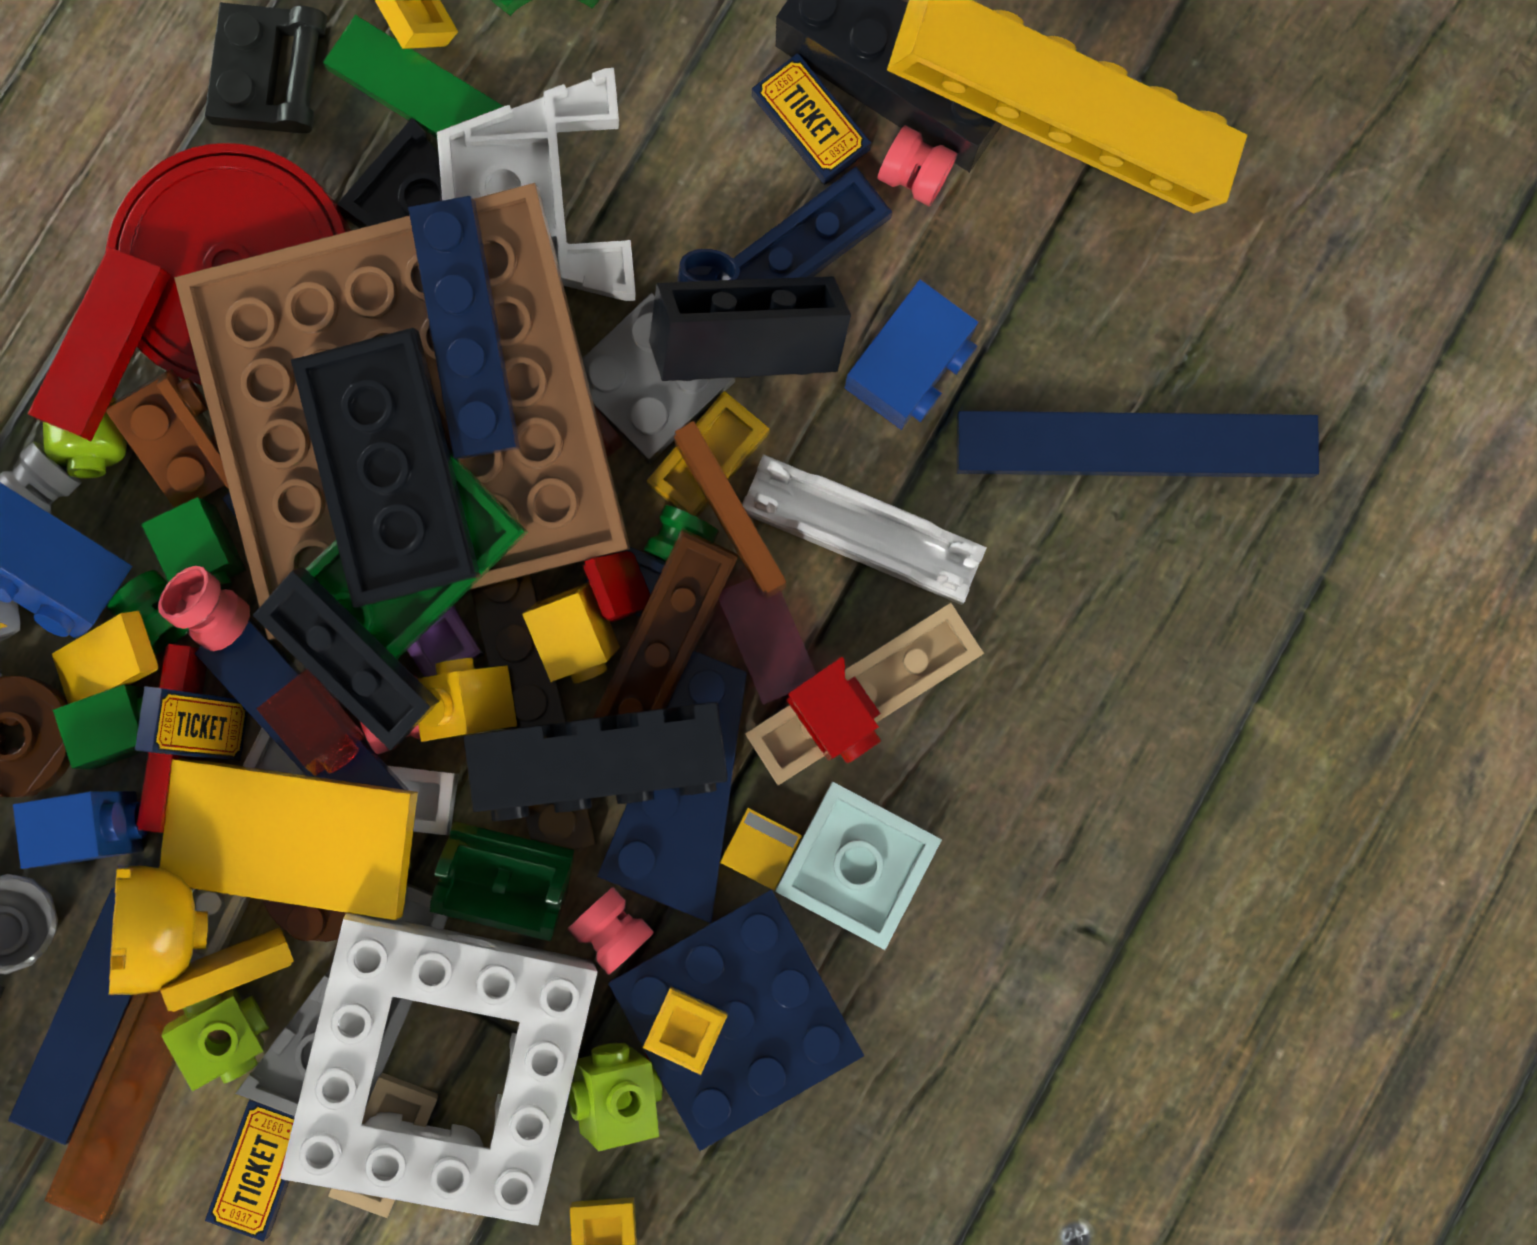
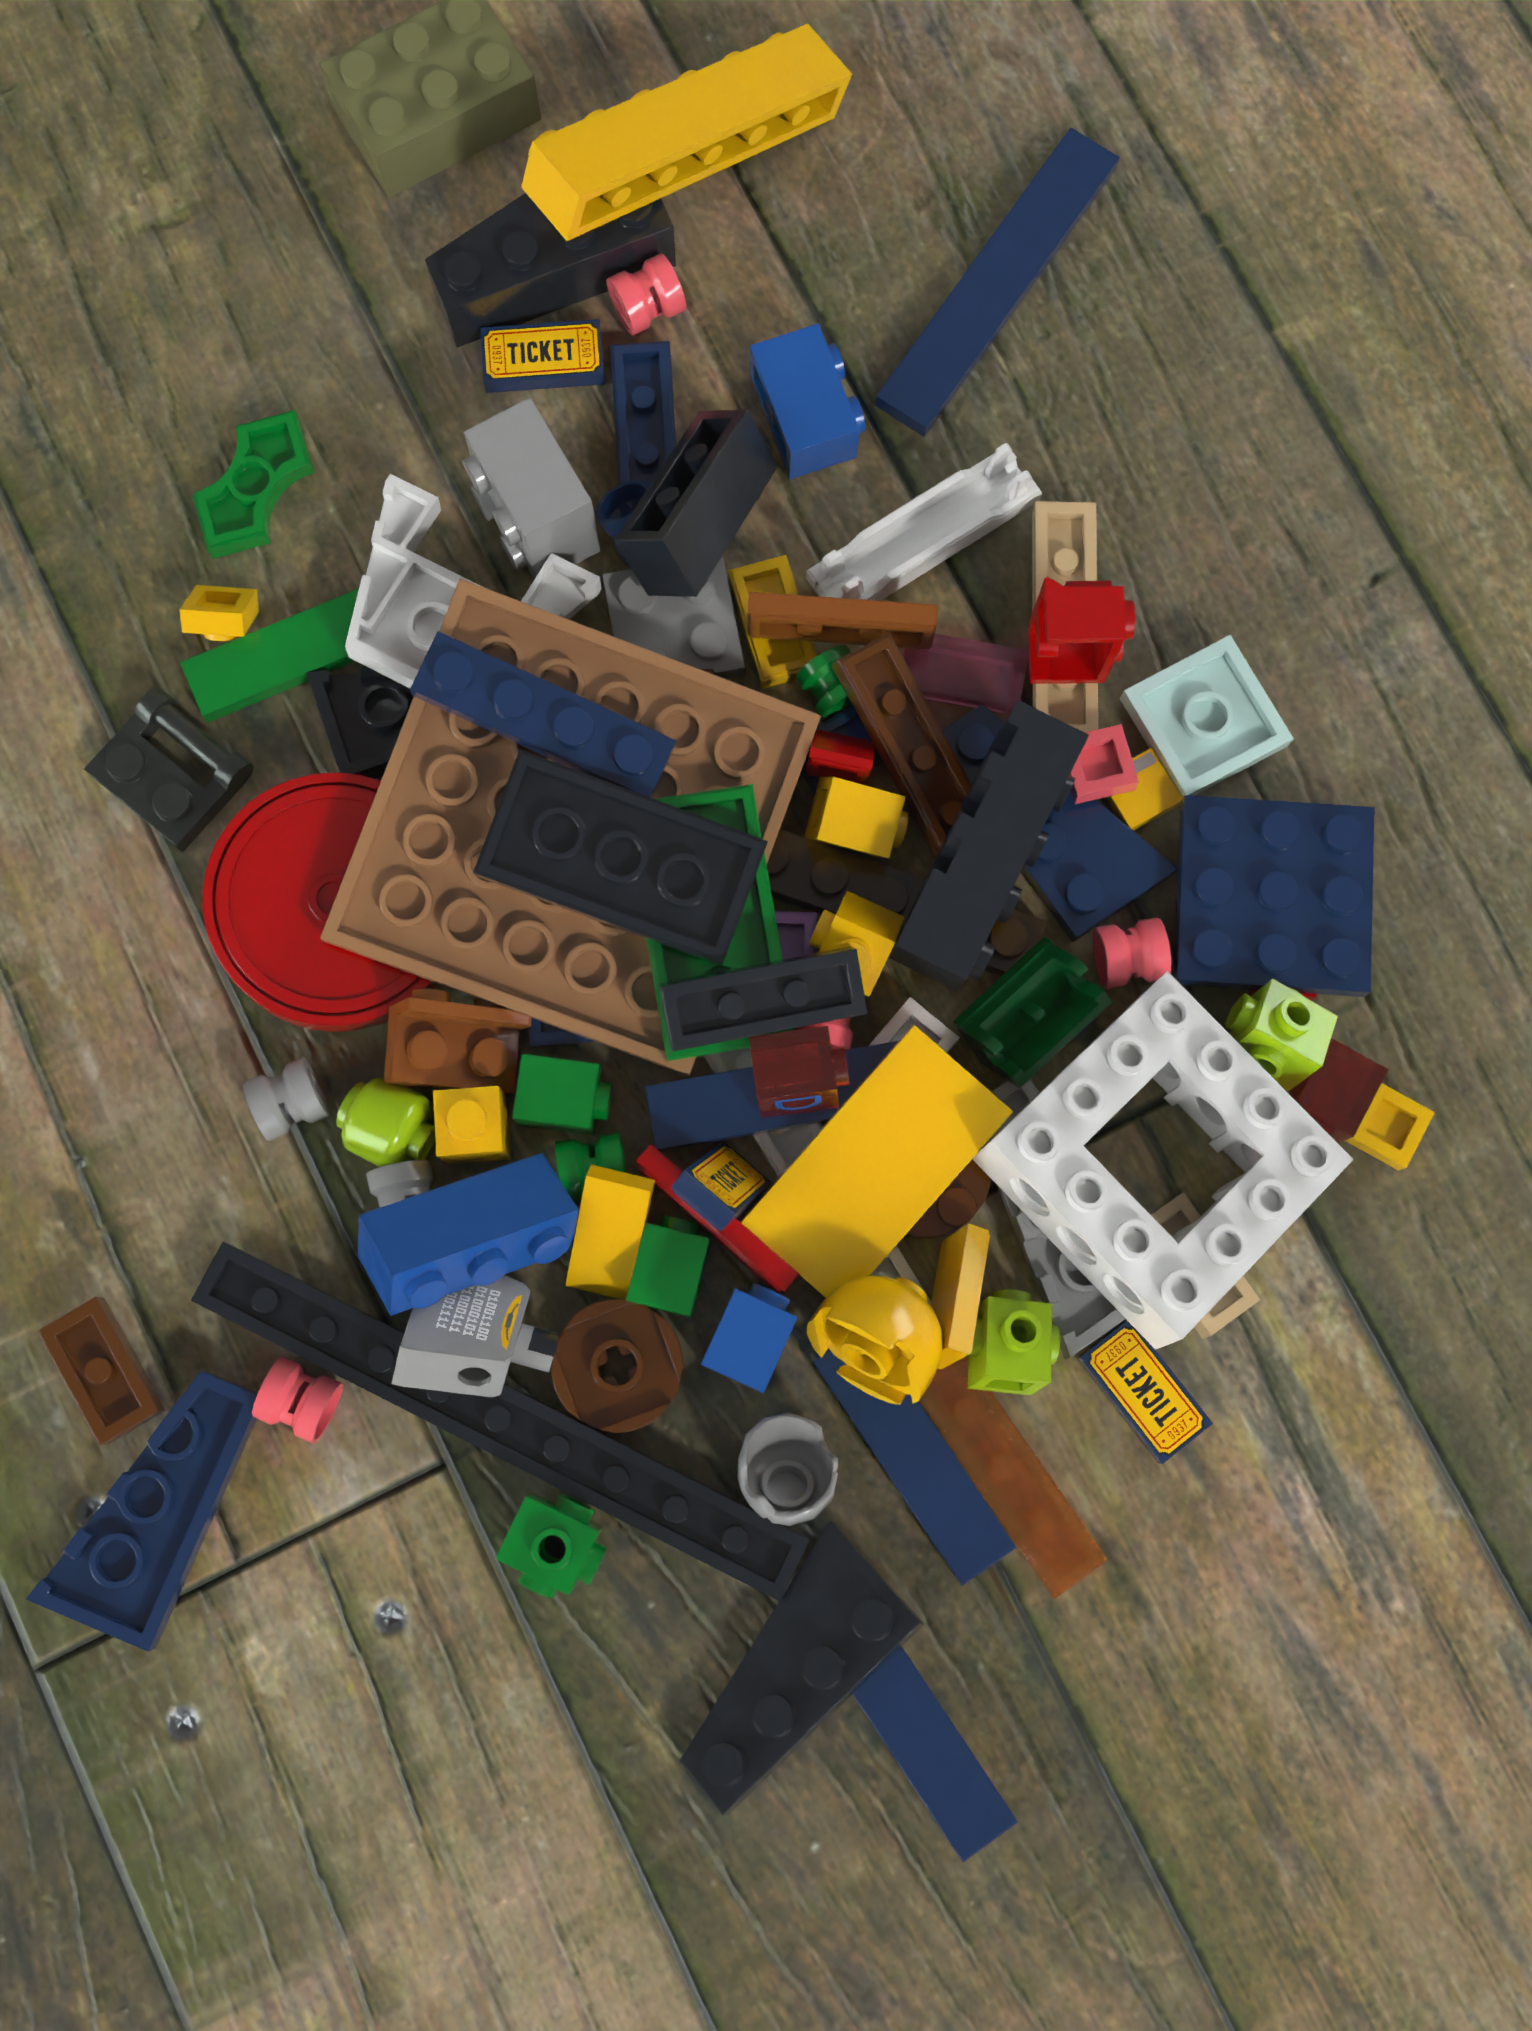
camera: 55 degrees left, 5 degrees down
(40, 330) = (286, 1099): none -> light grey wheel
(99, 344) = (330, 1044): red tile -> none
(121, 496) = (472, 1125): none -> yellow brick
(197, 603) = (627, 1106): coral wheel -> none
(596, 1178) = (1340, 1090): none -> clear red brick
(668, 186) = (529, 489): none -> light grey brick
(685, 1030) = (1263, 931): yellow tile -> none
(749, 800) = (1103, 766): none -> coral plate

